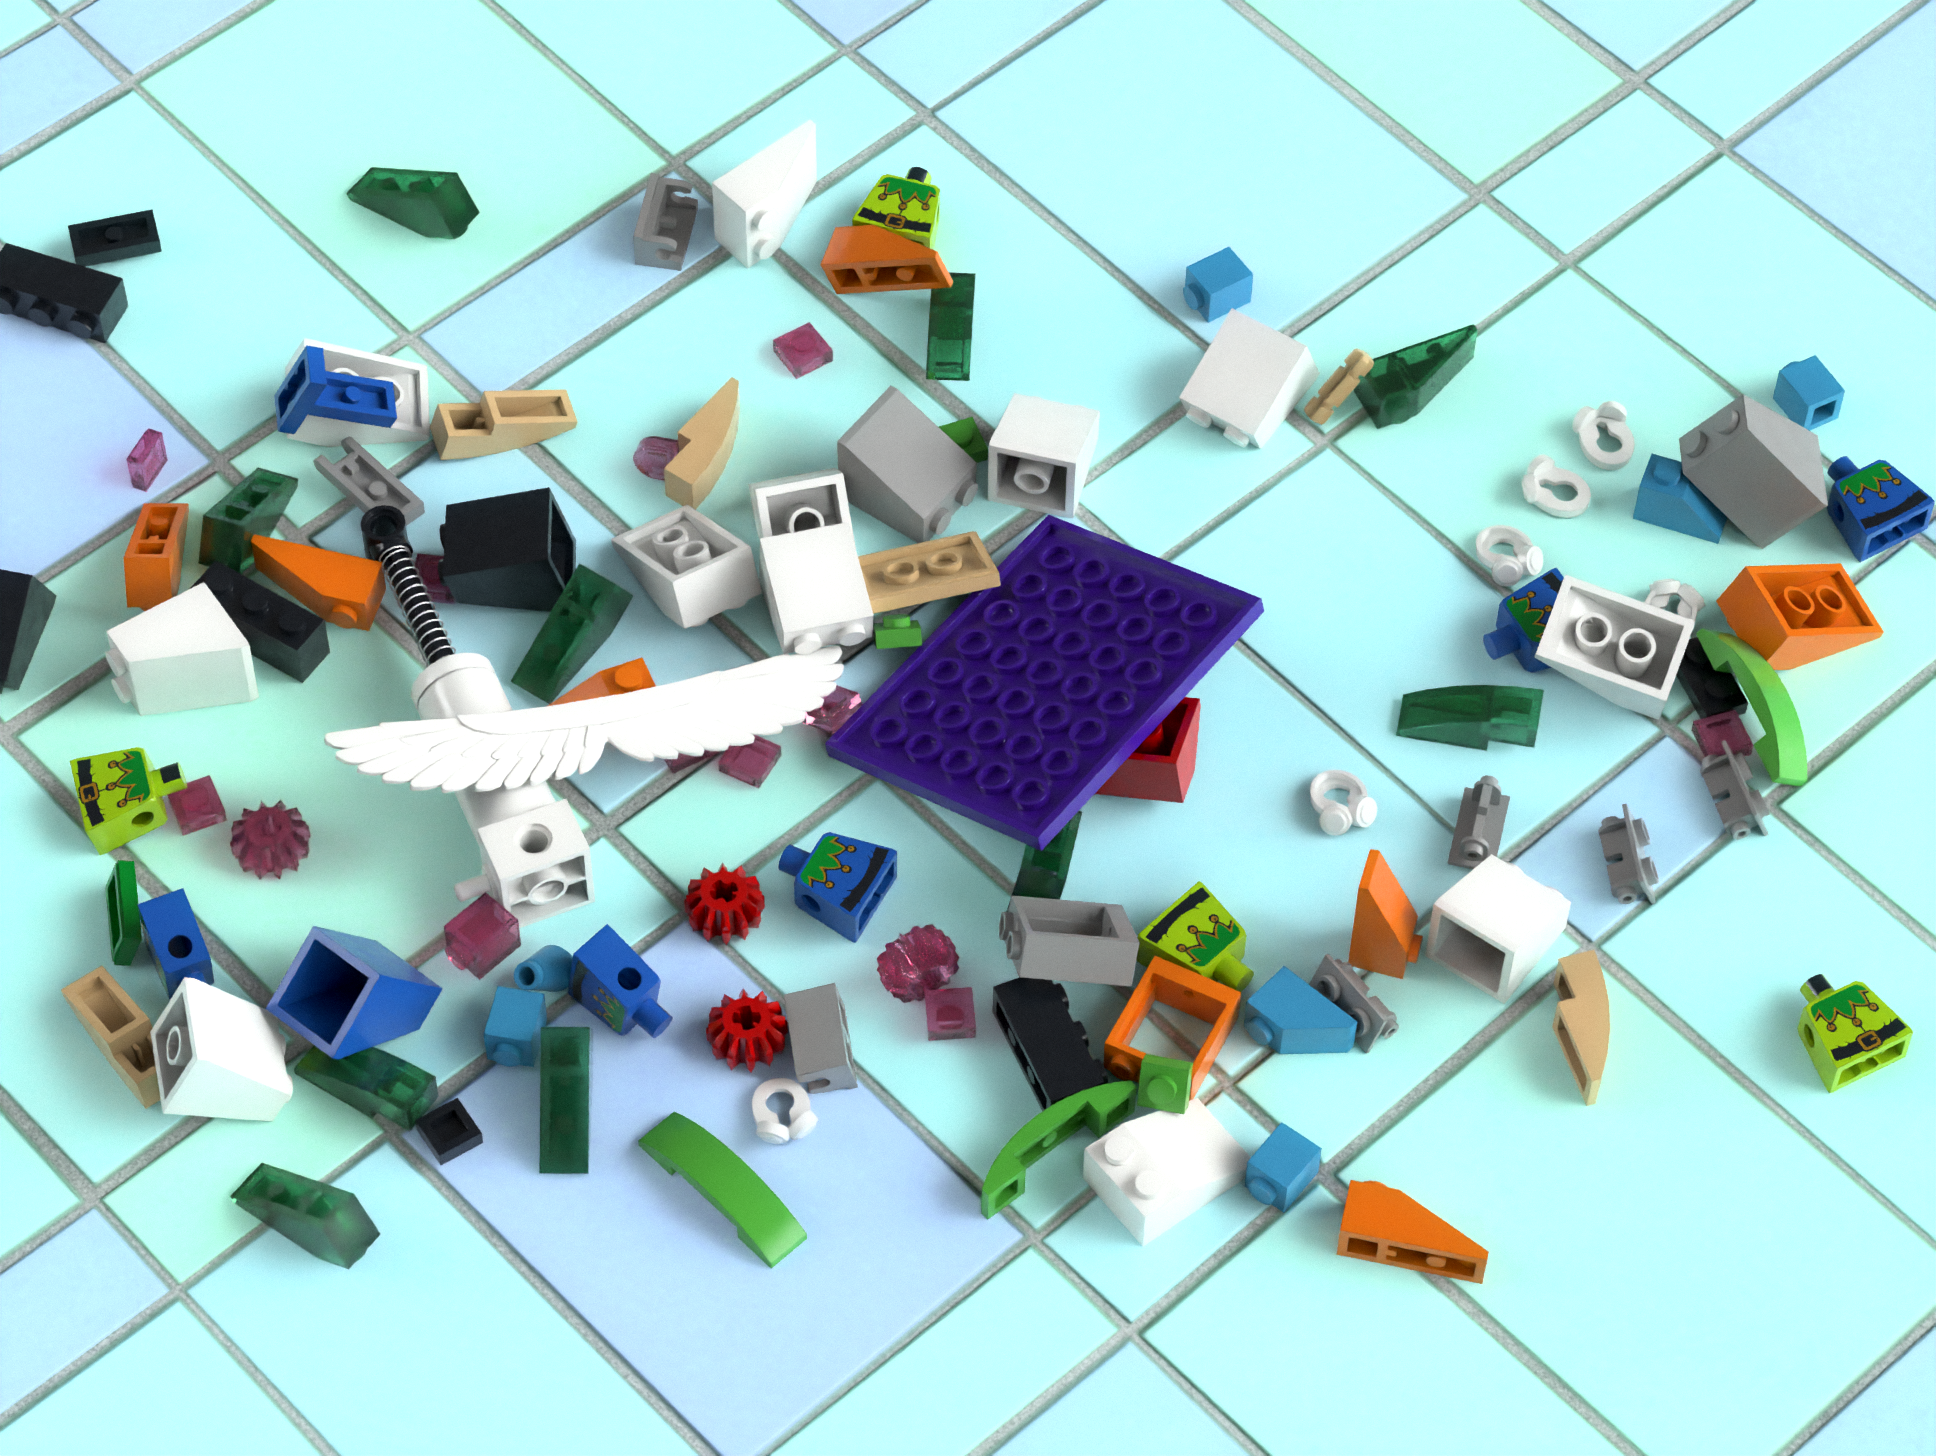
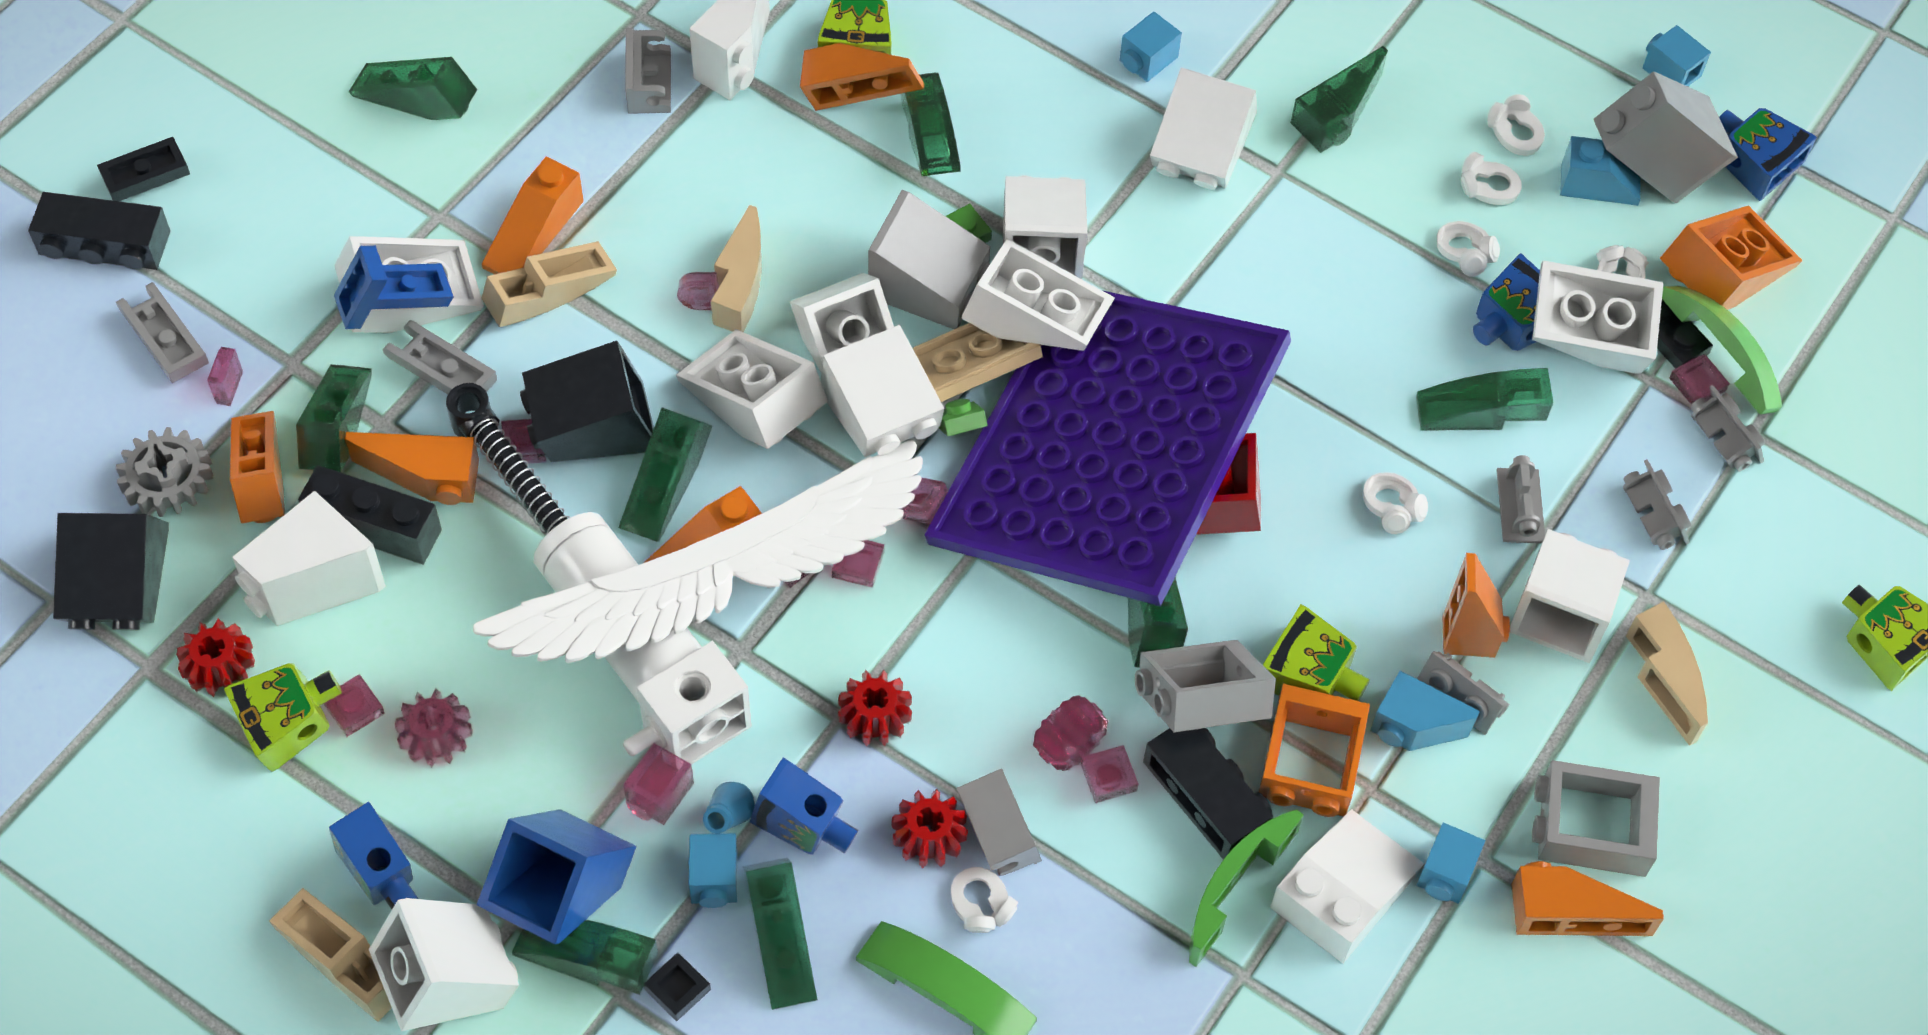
camera: 15 degrees left, 5 degrees up
(69, 731) = (199, 661): none -> red gear
(85, 543) = (143, 477): none -> light grey gear
(96, 408) = (164, 335): none -> light grey hinge
(123, 913) = (310, 829): green tile -> none
(508, 351) = (536, 216): none -> orange slope
(802, 350) = (801, 167): clear pink plate -> none
(841, 881) = (974, 664): blue torso -> none
(1004, 524) = (1035, 301): none -> white slope
(1164, 1084) = (1328, 806): bright green plate -> none
(1339, 386) = (1284, 121): tan axle -> none
(1442, 1187) = (1592, 853): none -> light grey window

